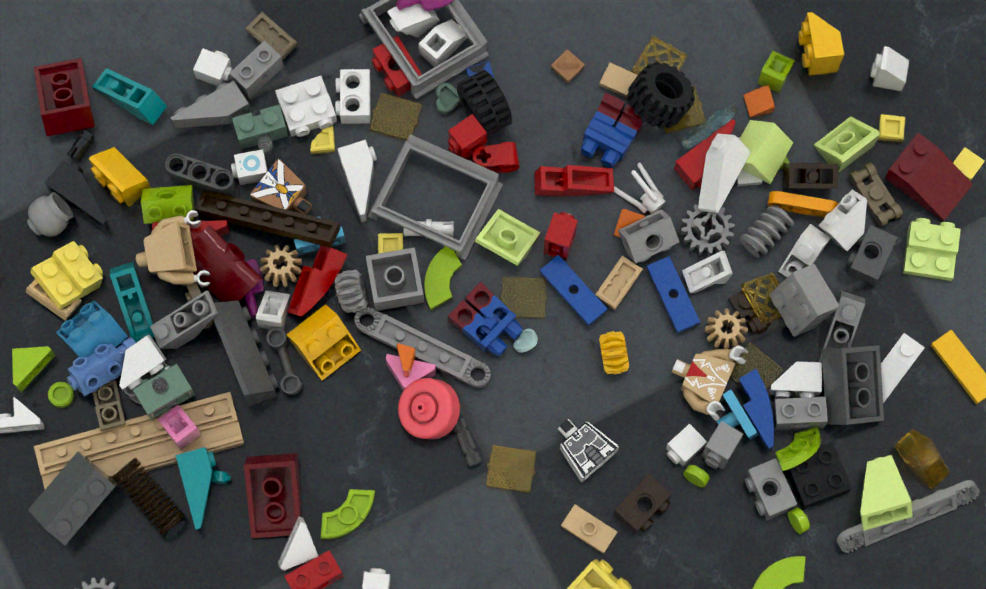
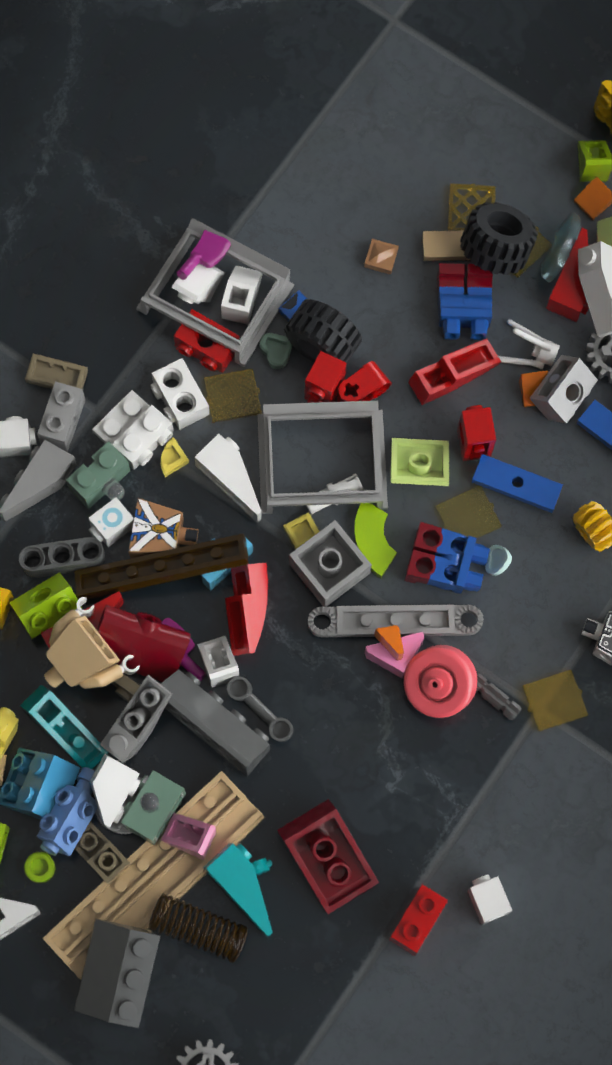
camera: 30 degrees left, 0 degrees up
(275, 259) = (211, 614): tan gear -> none
(298, 547) = (385, 897): white slope -> none
(323, 342) = (290, 667): yellow slope -> none
(348, 516) = (416, 836): lime tile -> none
(351, 291) = (291, 599): light grey gear -> none
(618, 282) = (558, 452): tan plate -> none

